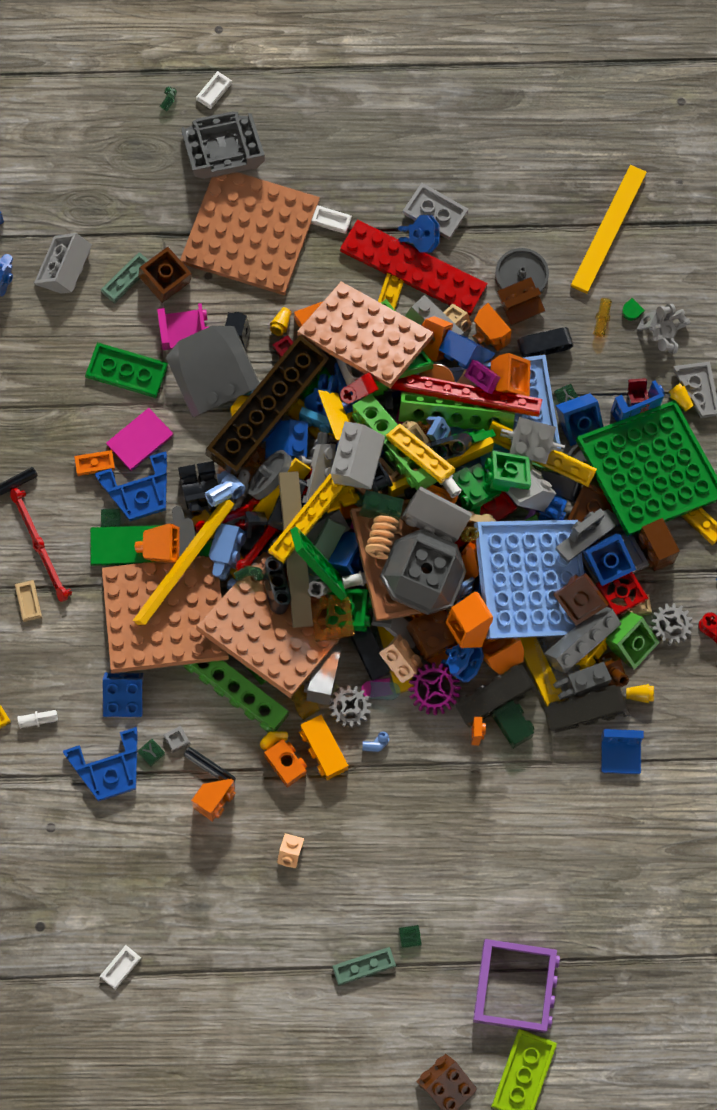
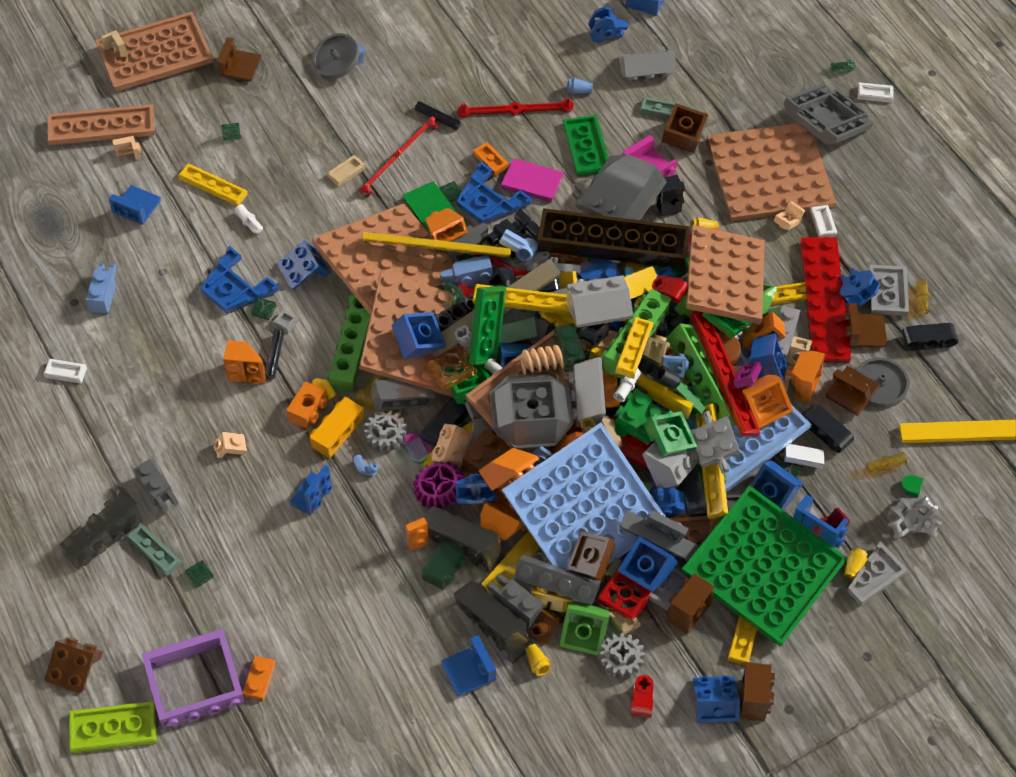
camera: 65 degrees right, 15 degrees down
(19, 456) = (464, 111): none -> red piece
(46, 892) = (101, 289): none -> medium blue hinge
(54, 339) = (578, 86): none -> medium blue cone
(288, 628) = (418, 334): none -> blue slope
(302, 936) = (154, 485): none -> dark grey hinge
(313, 244) = (790, 217): none -> light nougat bracket
(325, 1003) = (102, 529): none -> clear smoke wedge
(379, 800) = (312, 491): none -> blue bracket
(456, 188) = (922, 296): none -> clear yellow pin
(464, 253) = (864, 329): none -> reddish brown bracket
(500, 208) = (929, 336): none -> black beam
(539, 930) = (259, 678): none -> orange plate
(563, 376) = (804, 456): none -> white tile

